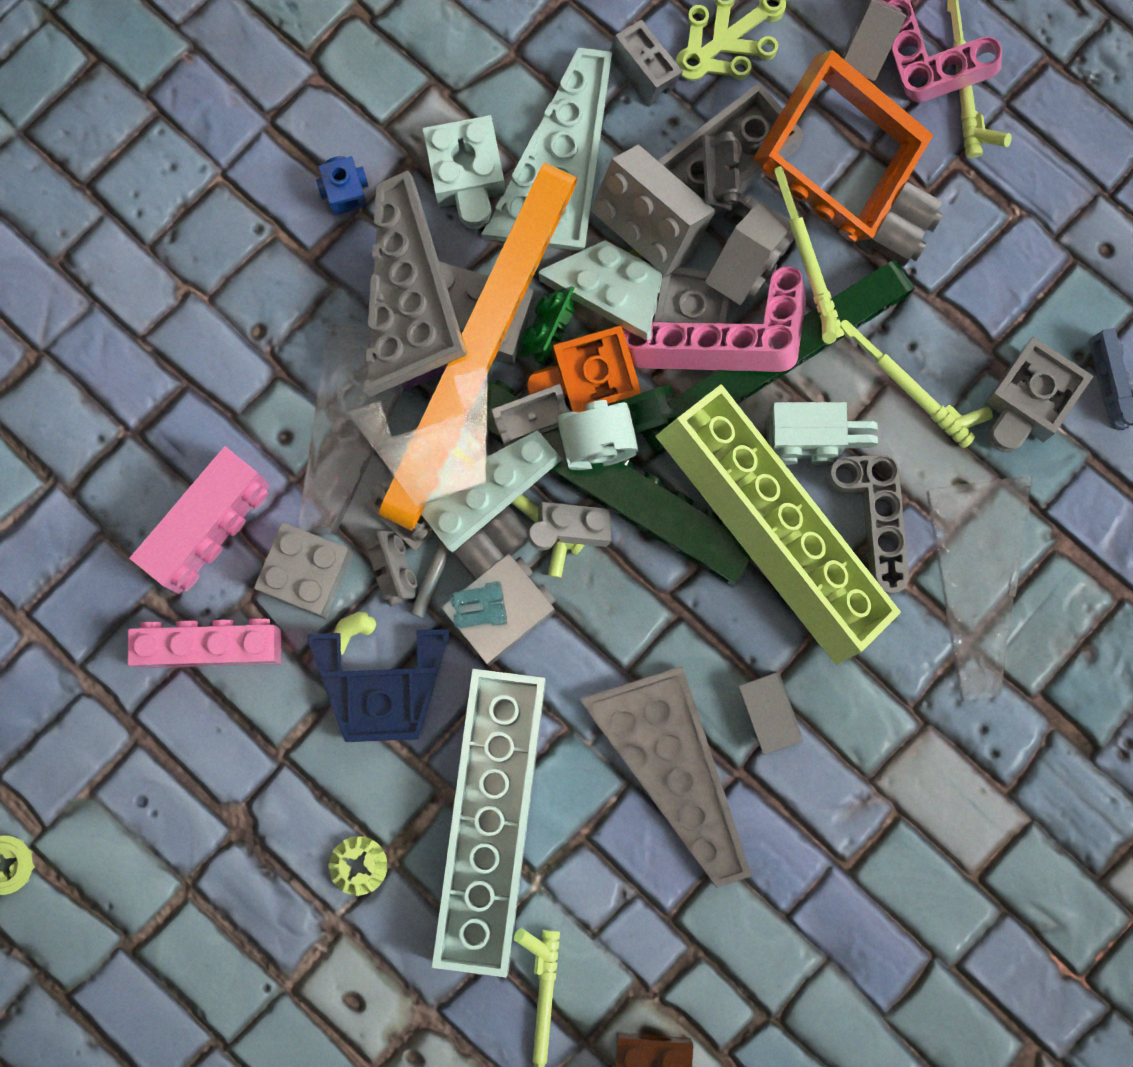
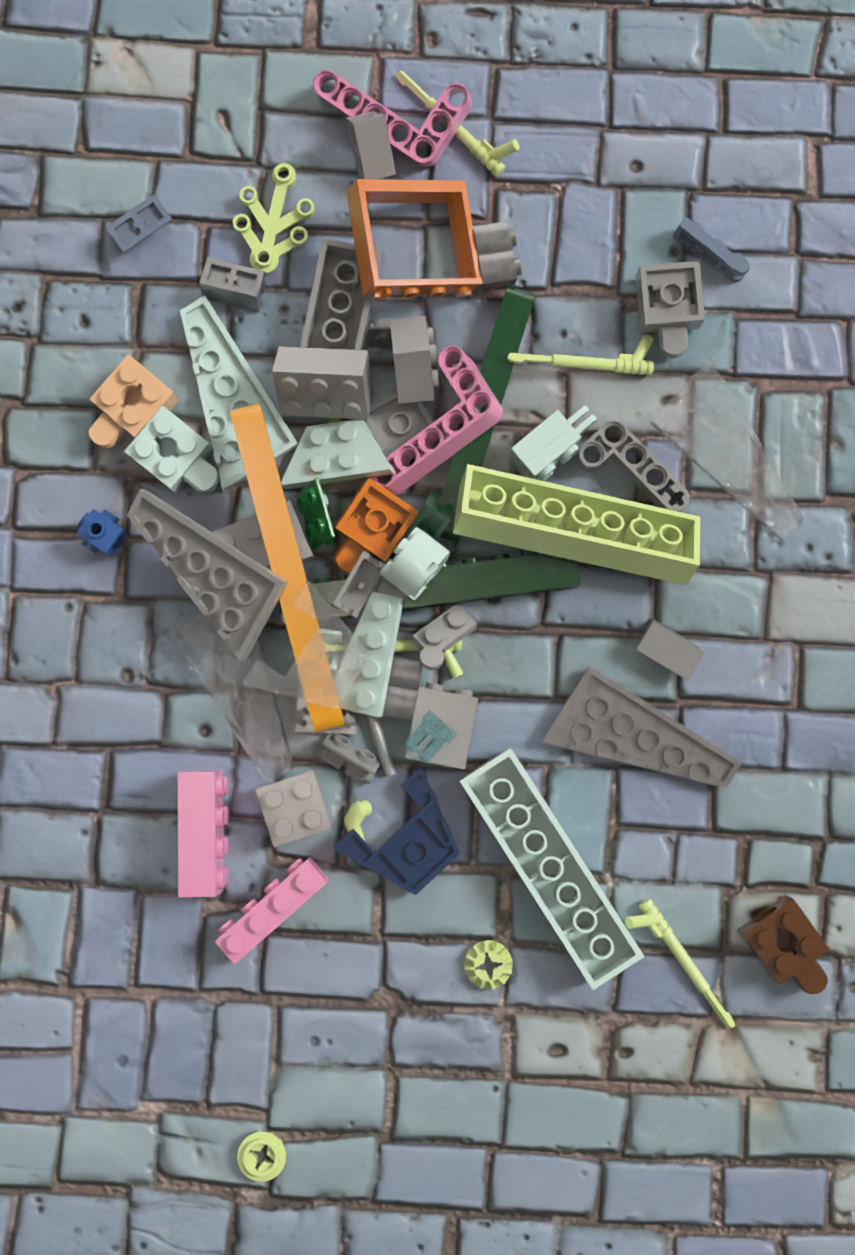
camera: 40 degrees left, 5 degrees up
(457, 101) = (128, 402): none -> light nougat brick
(721, 184) = (357, 329): flat silver hinge -> none
(822, 297) = (482, 350): yellowish green piece -> none

